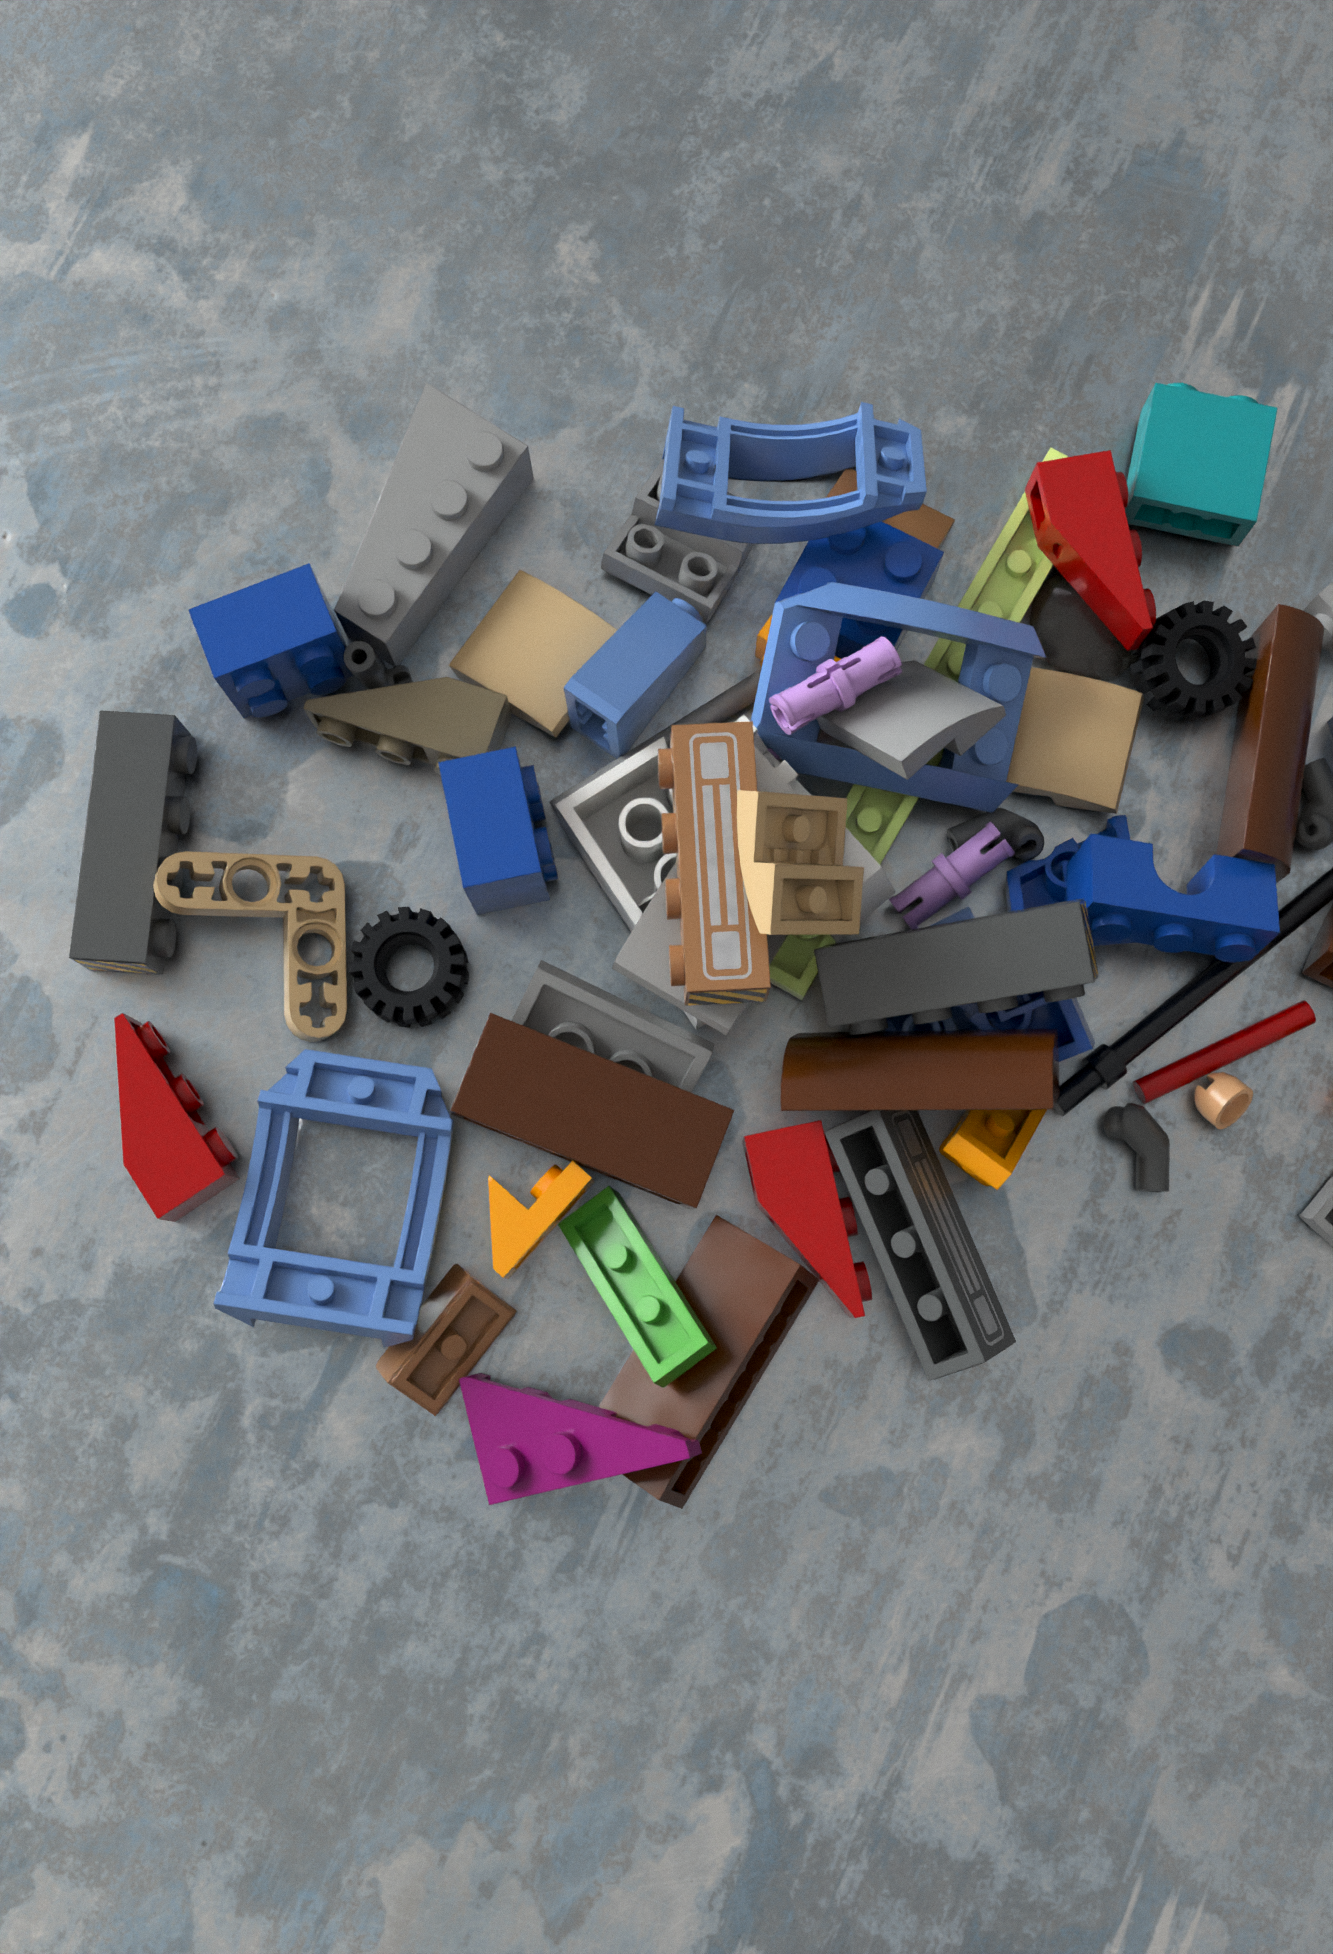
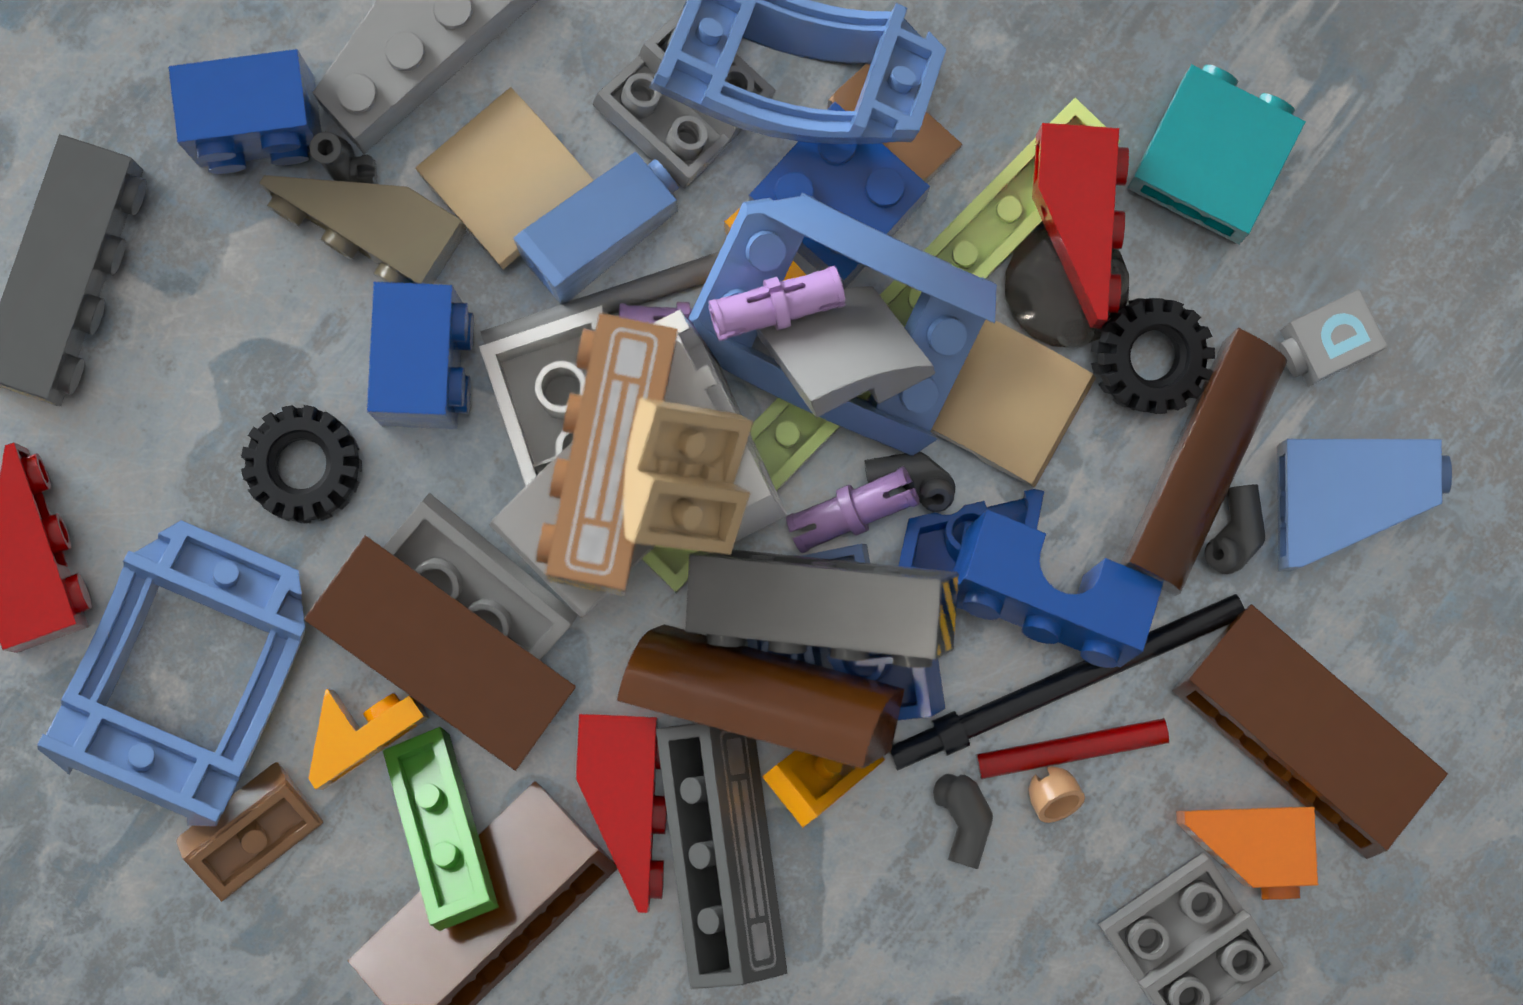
camera: 10 degrees right, 5 degrees up
(298, 915) = (205, 388): tan beam -> none
(545, 1444) = (314, 954): magenta wing -> none

